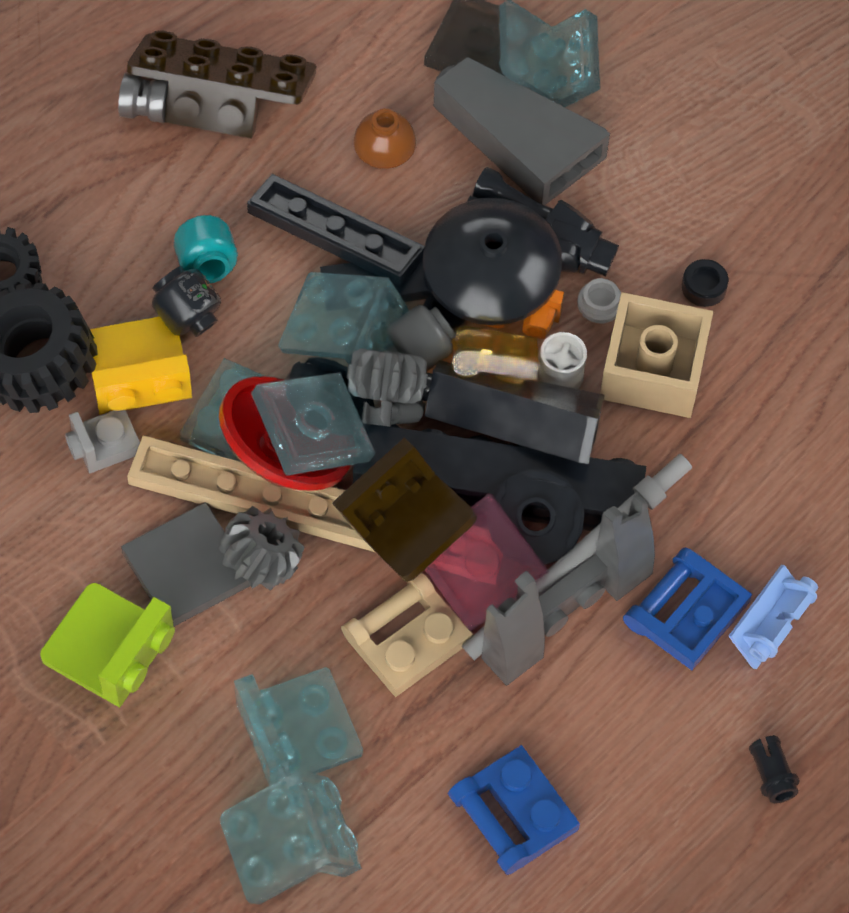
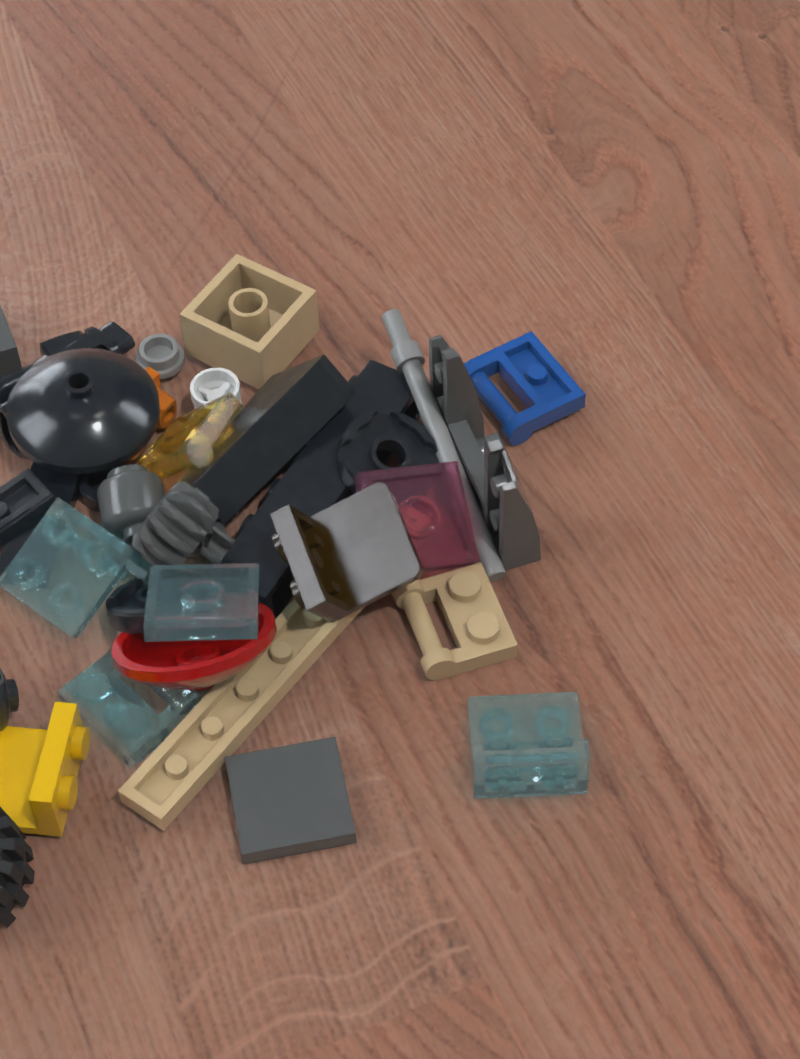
camera: 65 degrees left, 10 degrees down
(102, 439) = (96, 839): light grey bracket -> none
(108, 642) = (360, 895): lime bracket -> none
(261, 548) = (311, 711): dark grey gear -> none
(289, 835) = (653, 790): clear light blue bracket -> none
(526, 800) = (677, 574): blue plate -> none
(705, 282) = (180, 278): black tile -> none
(770, 616) = (572, 335): light blue hinge -> none
(775, 773) = (711, 373): black pin -> none

